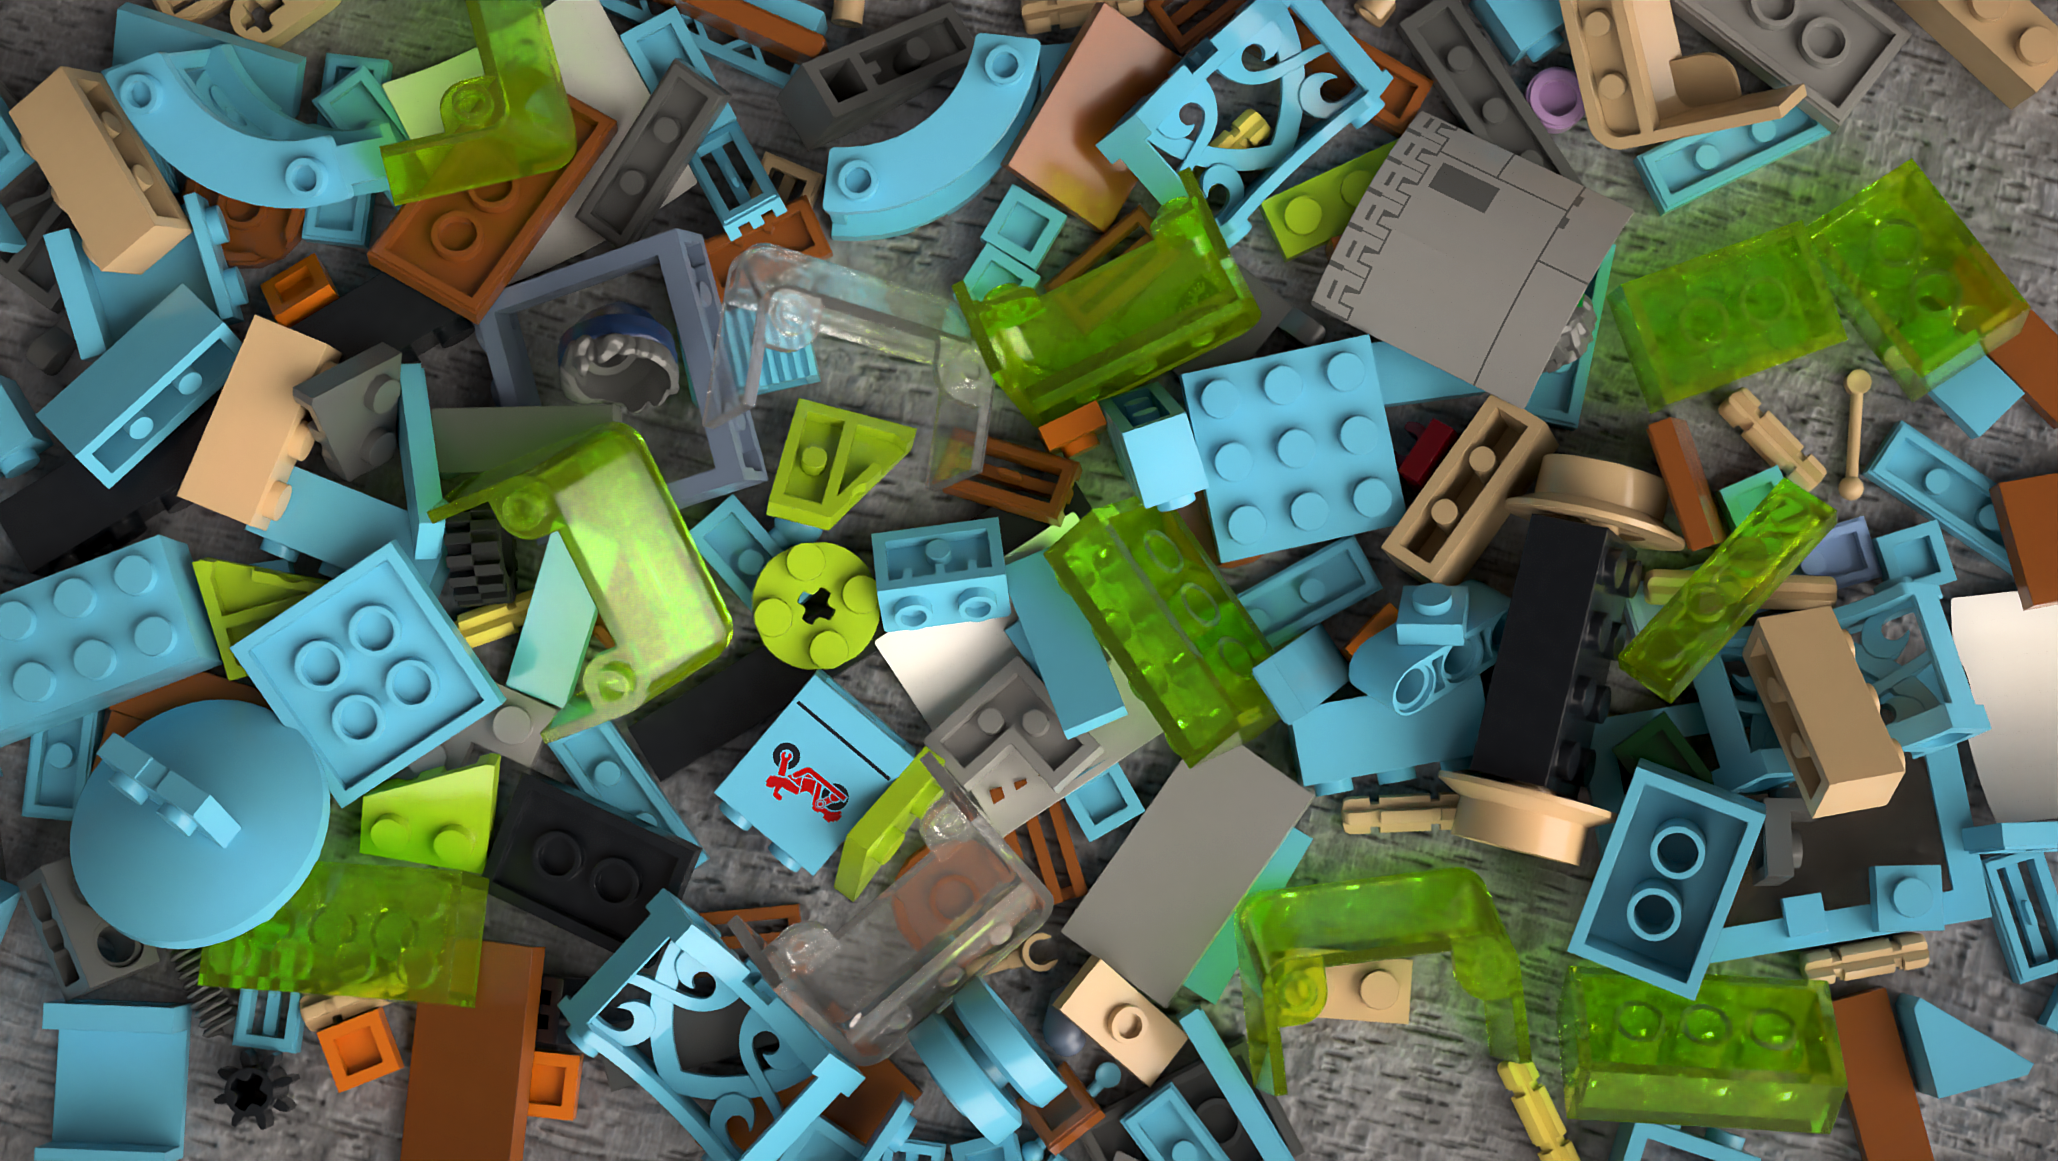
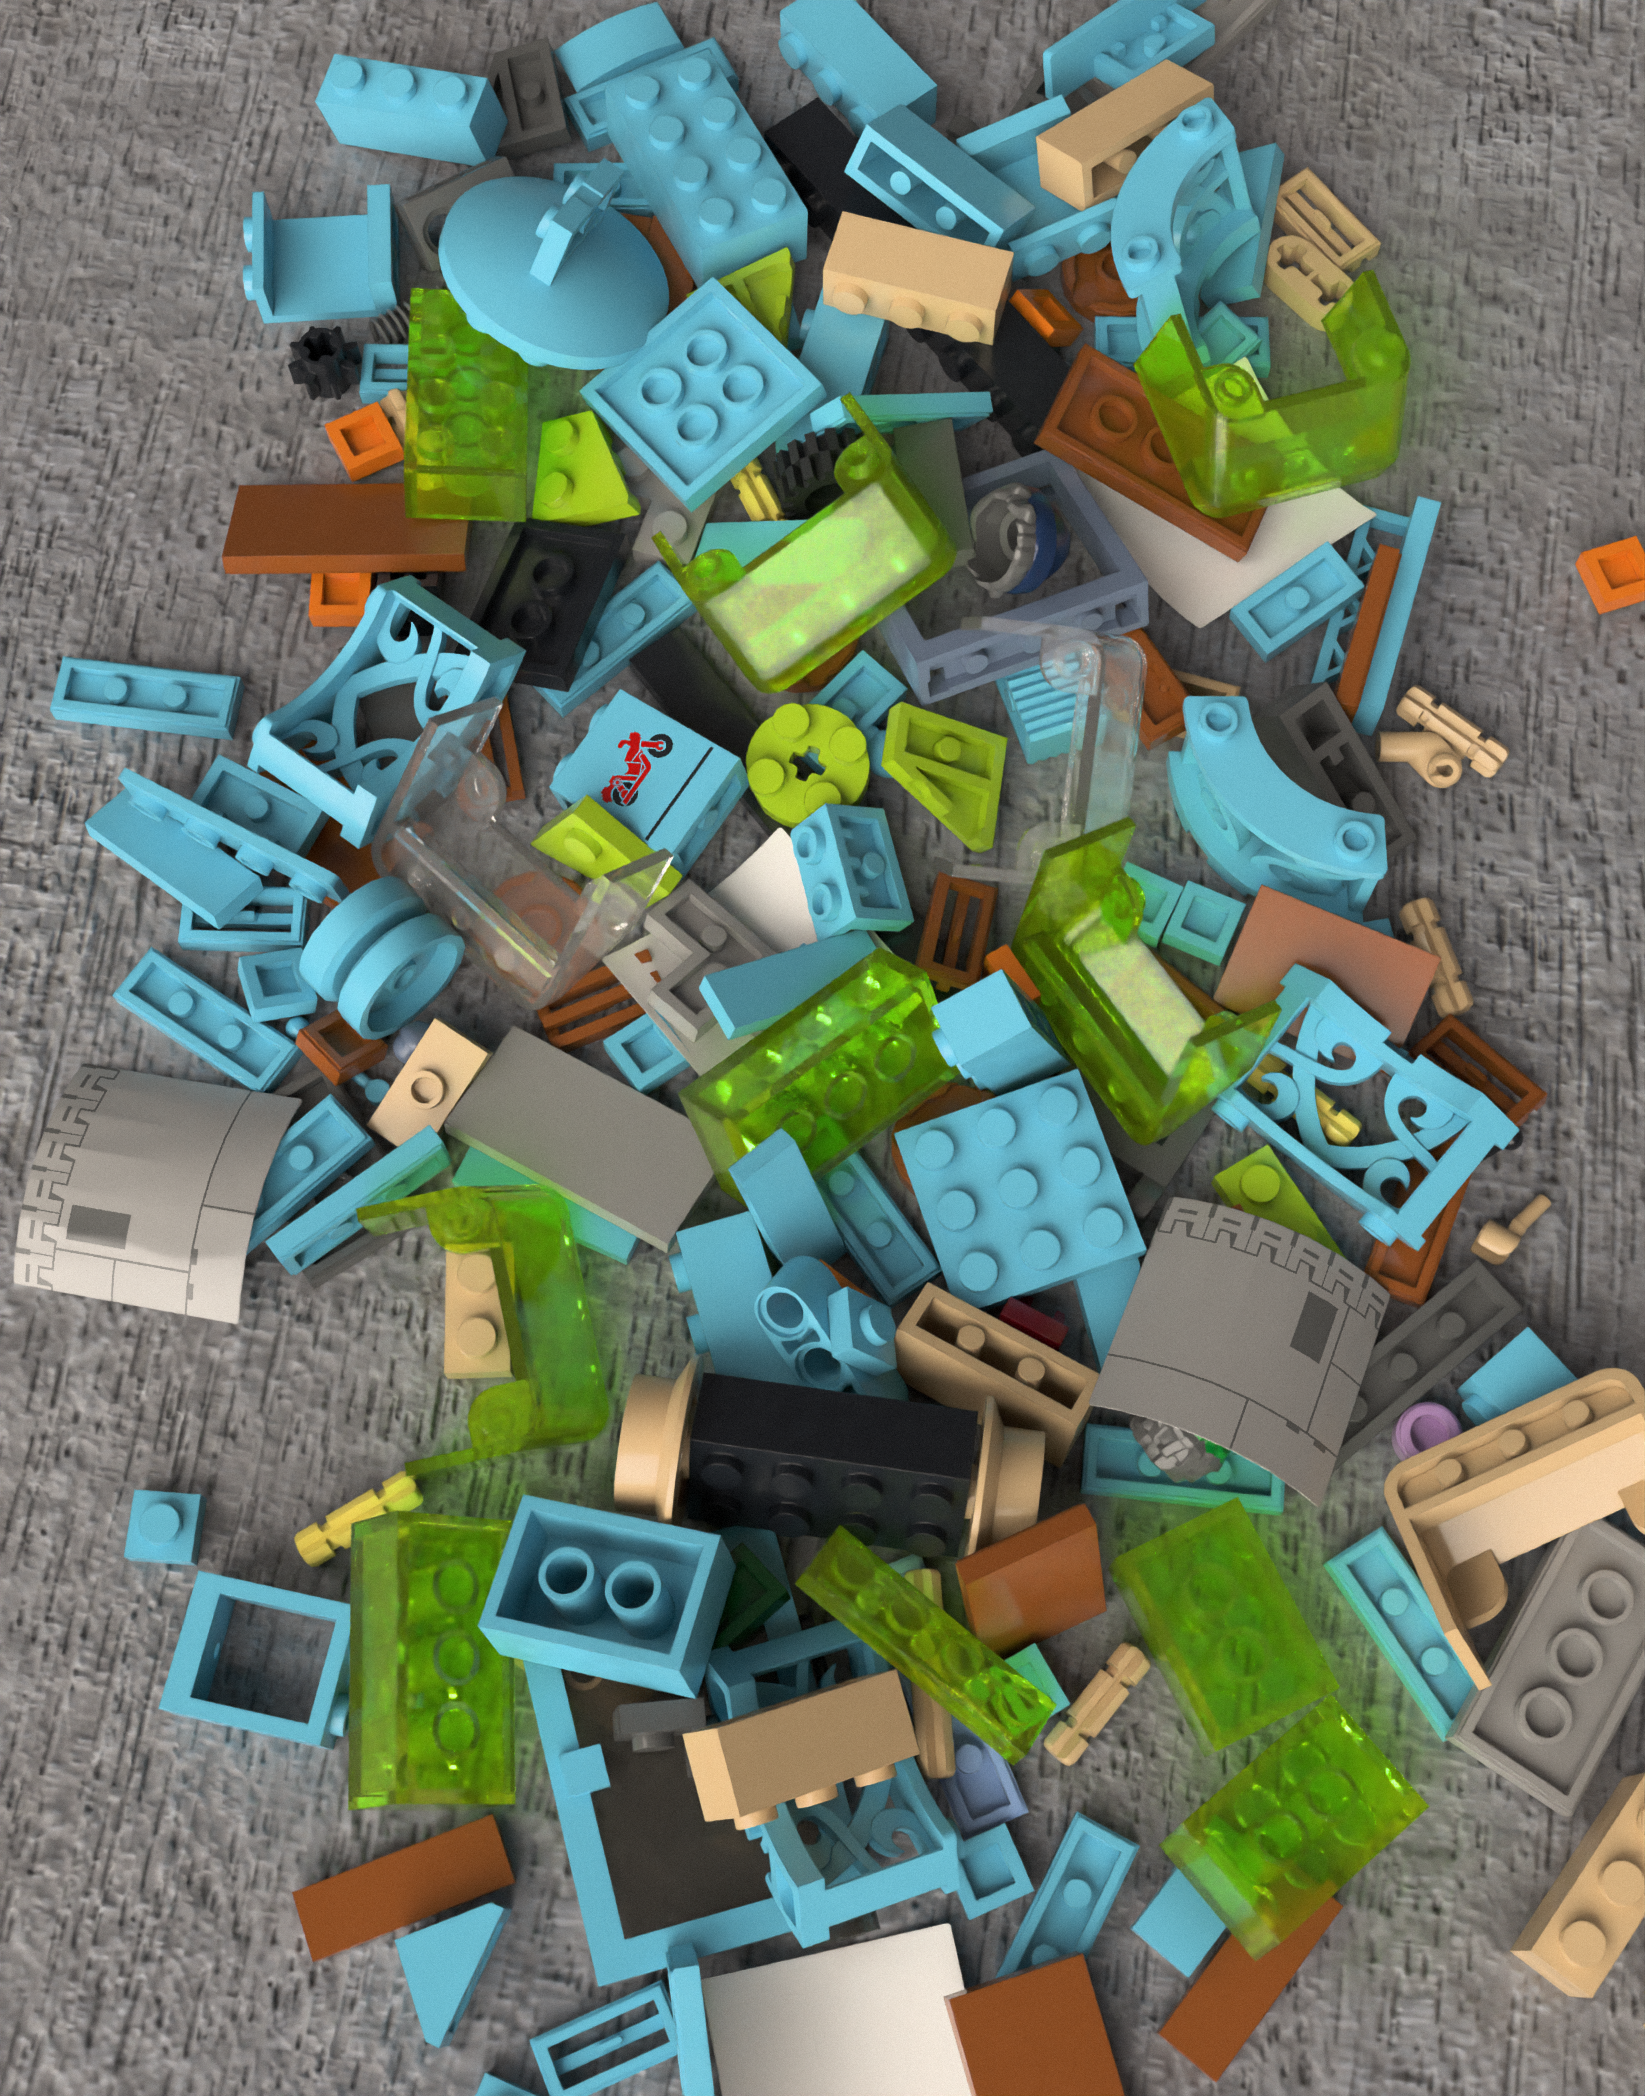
camera: 85 degrees right, 15 degrees down
(355, 410) = (942, 349): dark grey wing -> none
(653, 154) = (1224, 585): dark grey tile -> none
(749, 209) = (1213, 664): medium azure tile -> none
(1020, 957) = (486, 995): tan hand -> none
(1398, 812) = (659, 1335): tan axle -> none
(1855, 384) = (1173, 1797): tan hinge -> none
(1865, 958) = (545, 1858): tan axle -> none
(1906, 898) = (610, 1881): medium azure plate -> none

